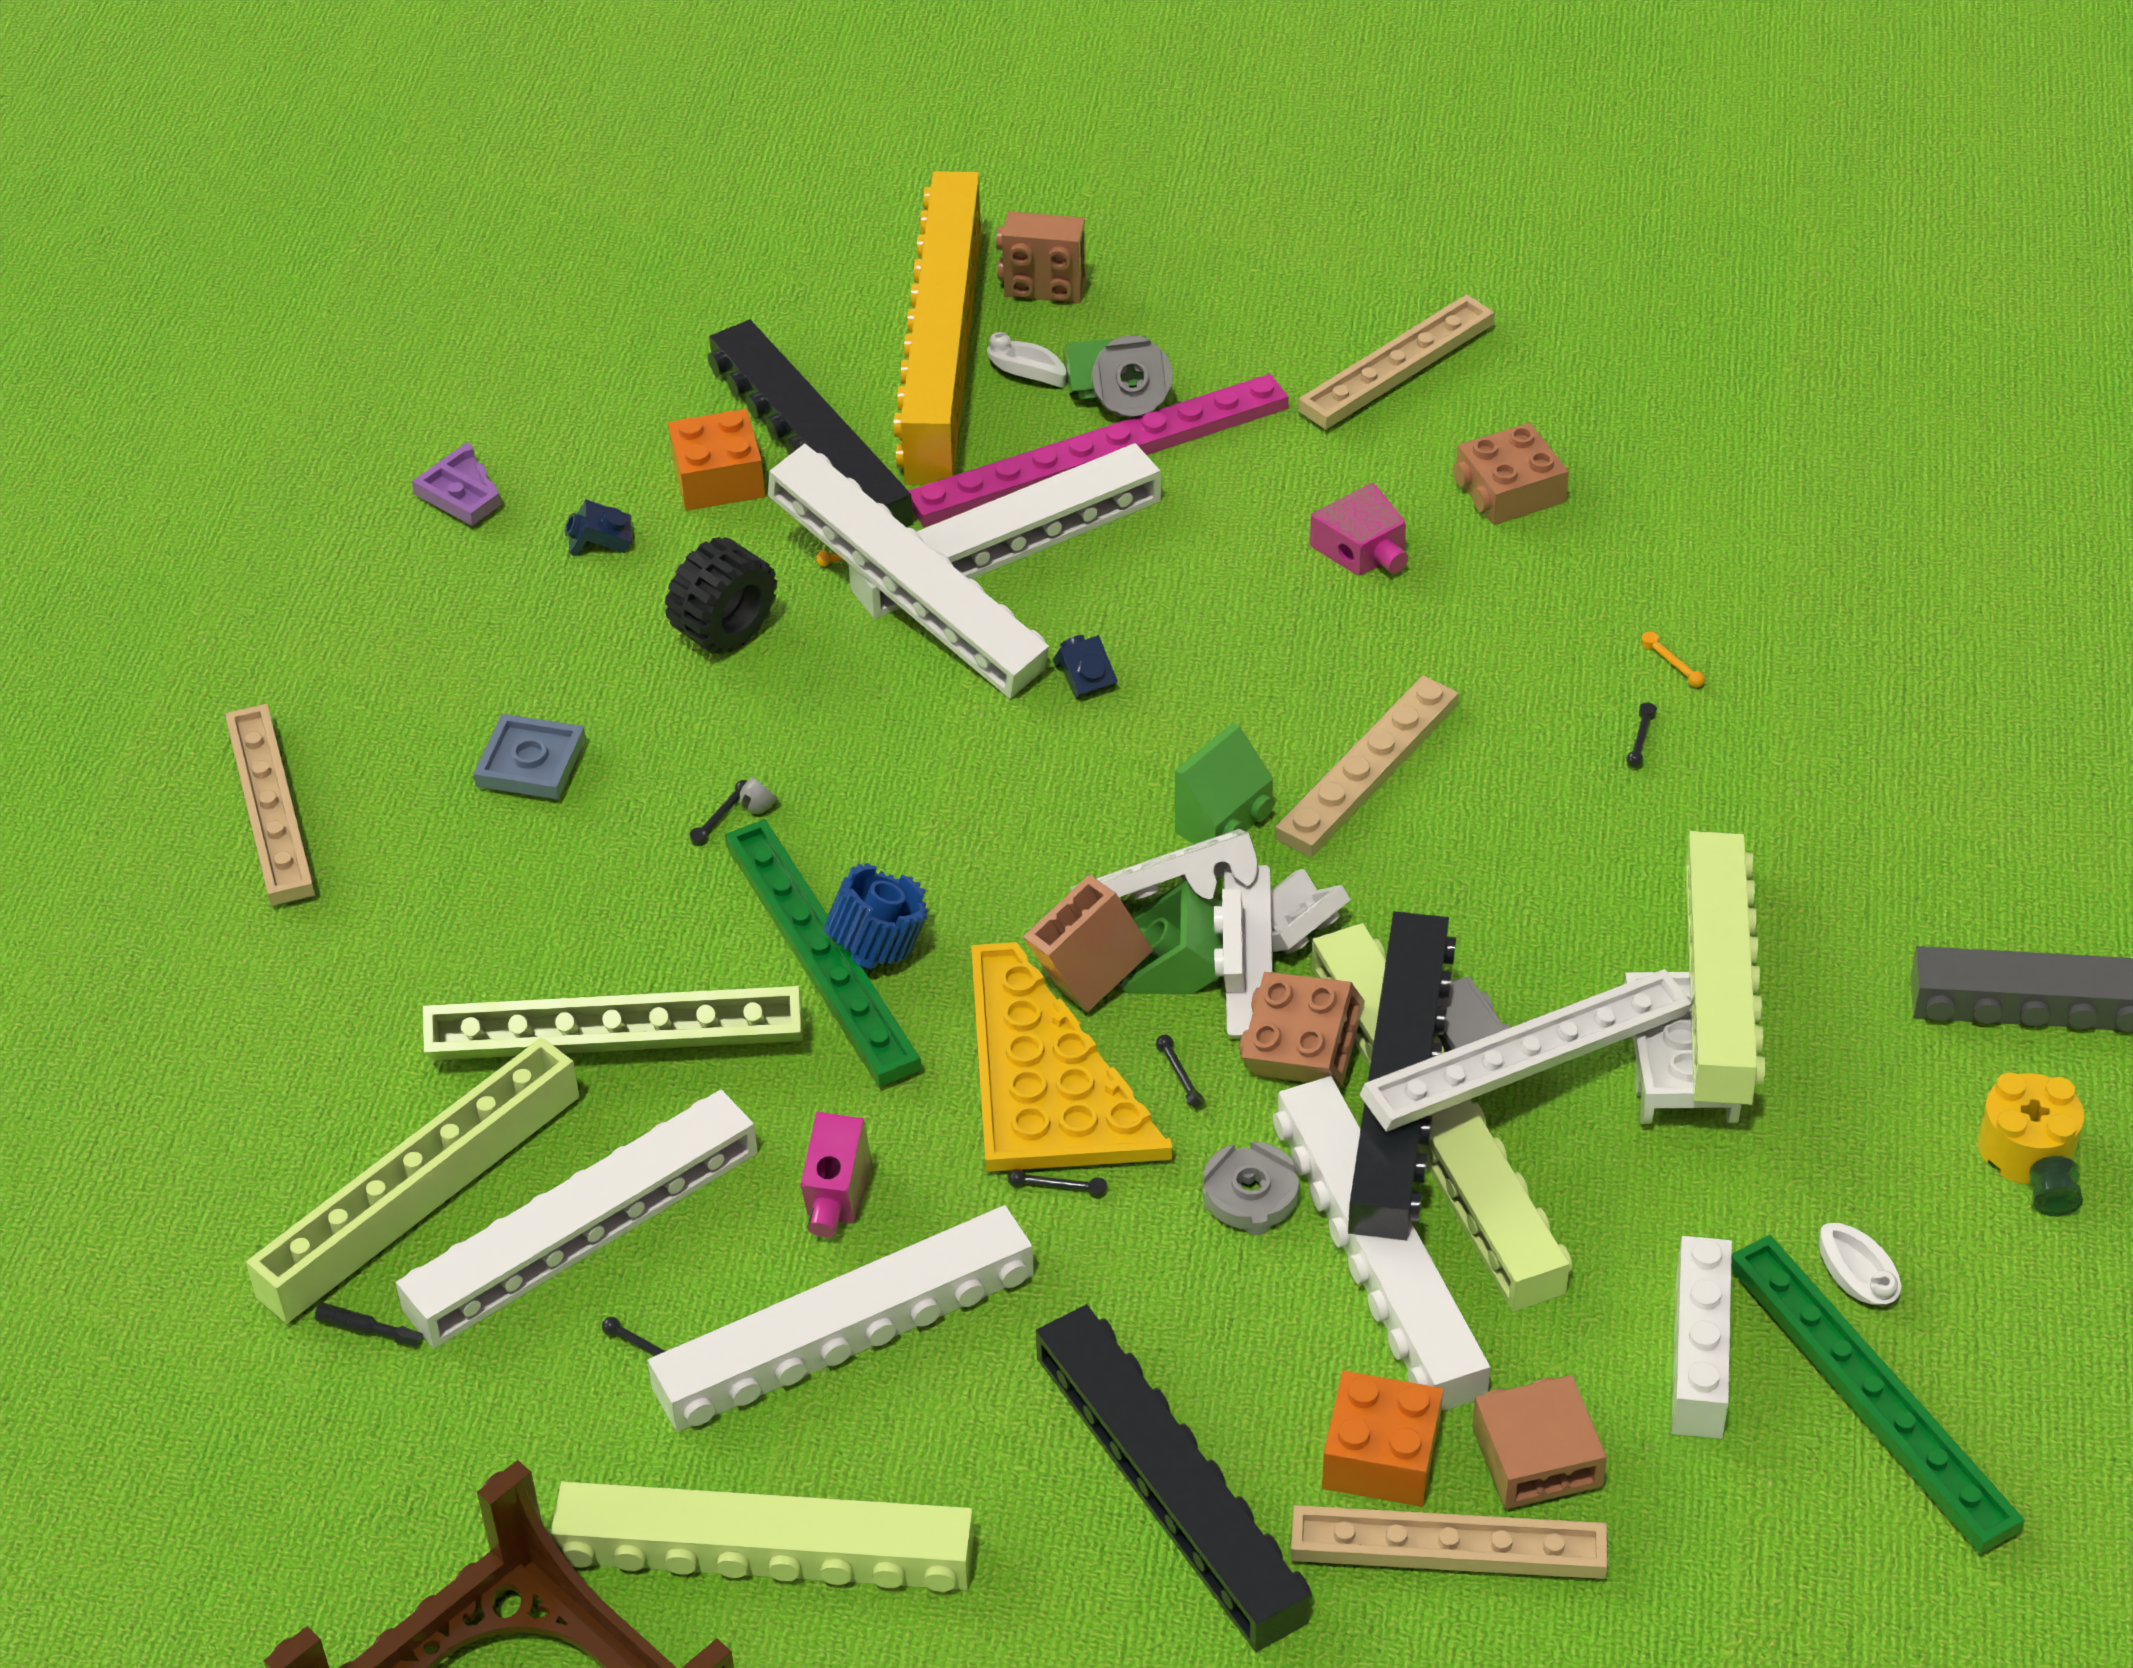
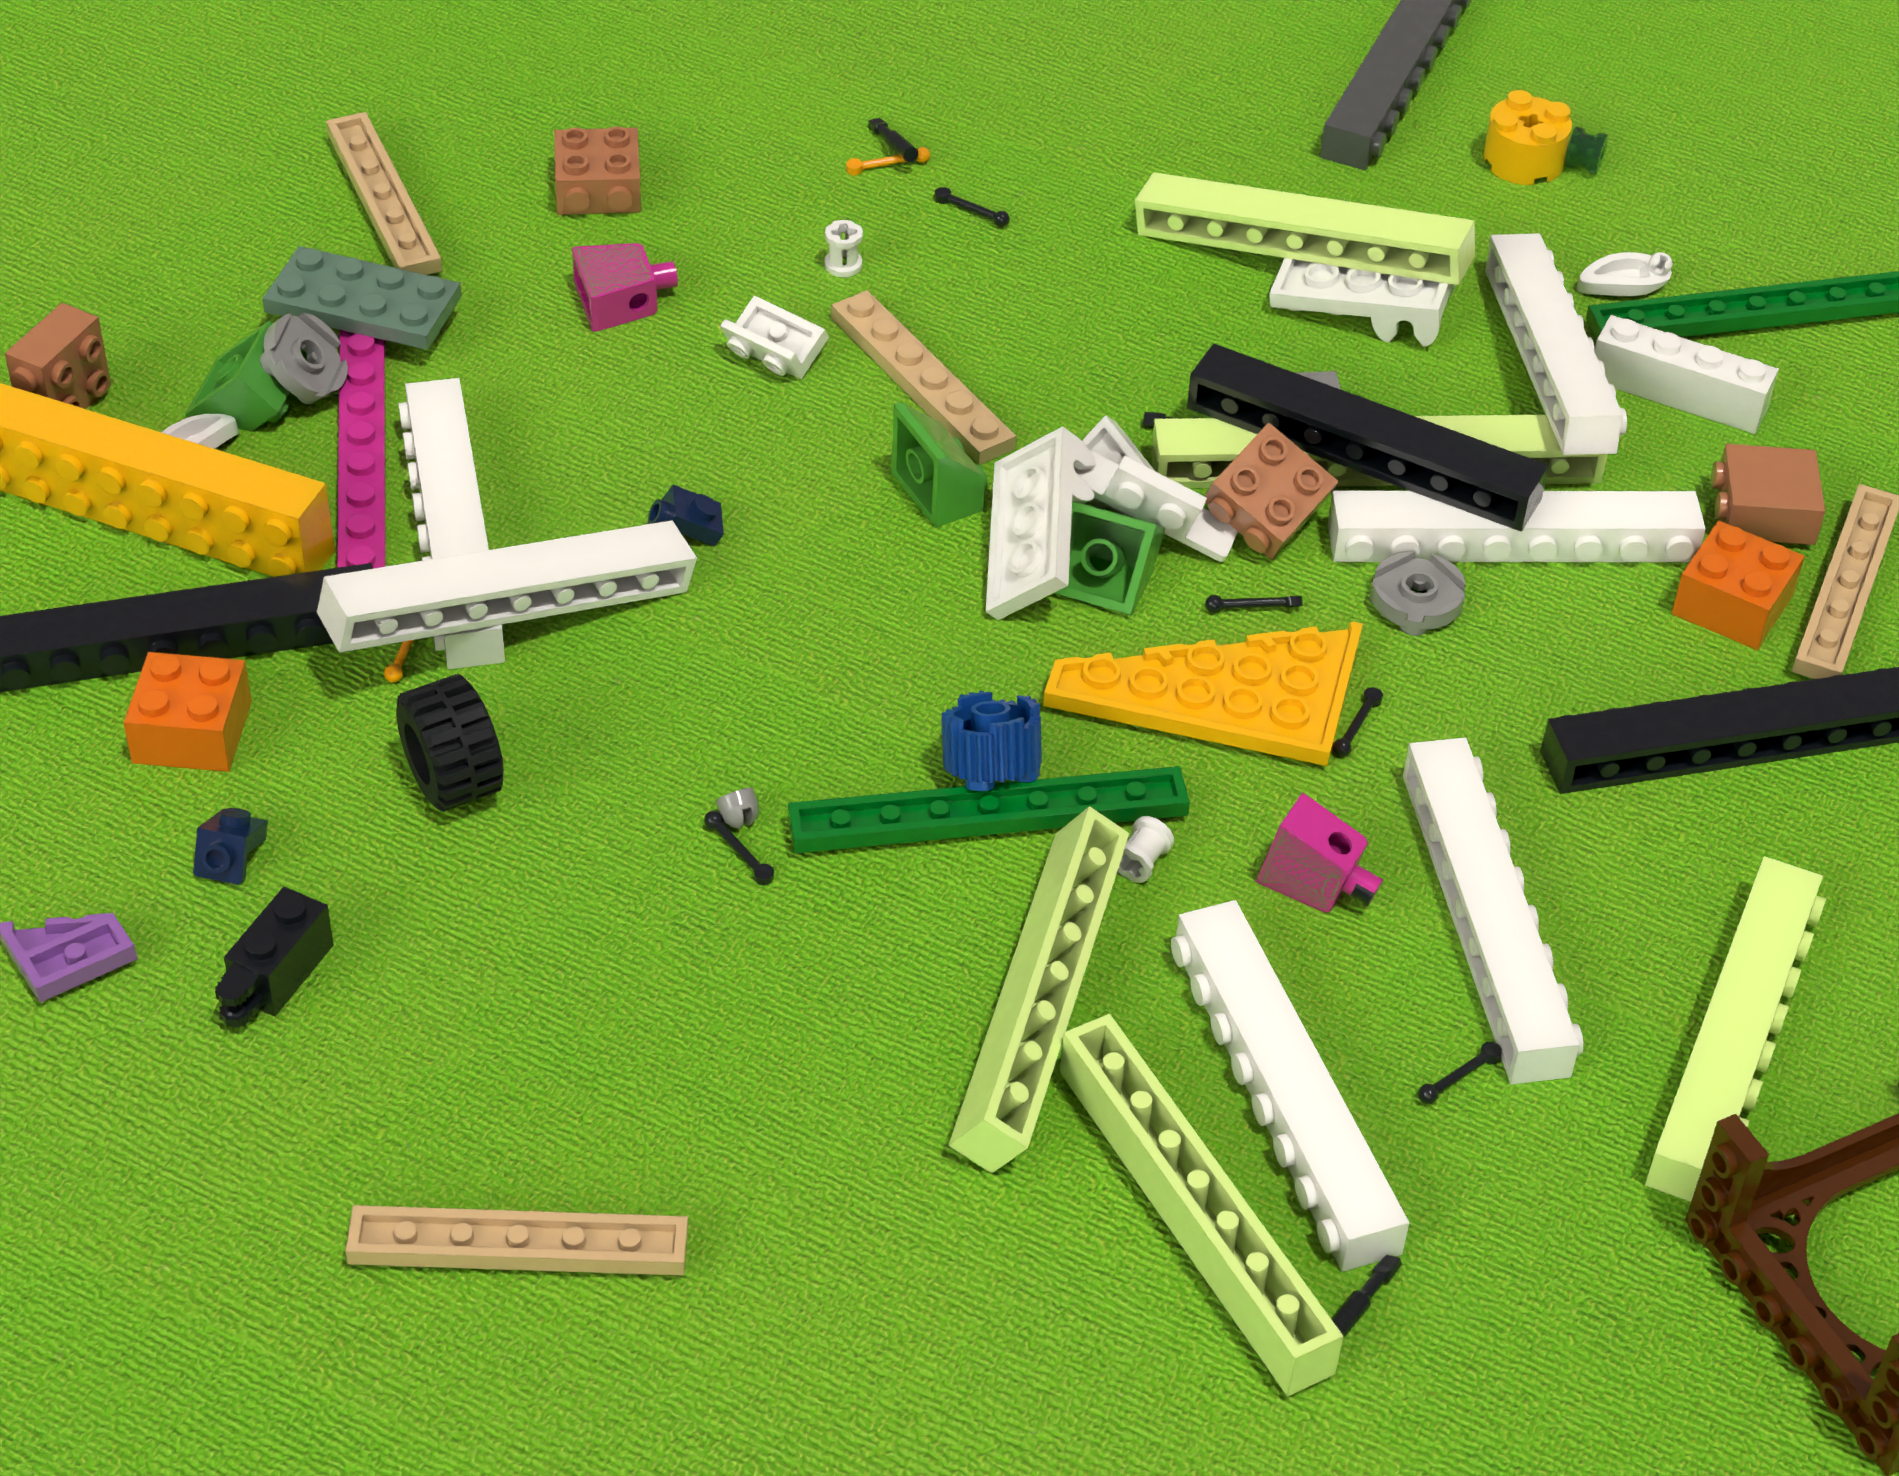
camera: 75 degrees left, 0 degrees up
(483, 586) = (273, 957): none -> black hinge
(529, 756) = (574, 982): sand blue plate -> none
(813, 1060) = (1148, 841): none -> white bush
(1088, 943) = (1111, 593): nougat brick -> none
(1238, 388) = (363, 297): none -> sand green plate
(1346, 650) = (775, 337): none -> white bracket
(1503, 666) = (843, 248): none -> white bush
(1524, 1050) = (1390, 349): white plate -> none
(1657, 1200) = (1554, 345): none -> white brick
(1698, 651) = (894, 140): none -> black piece

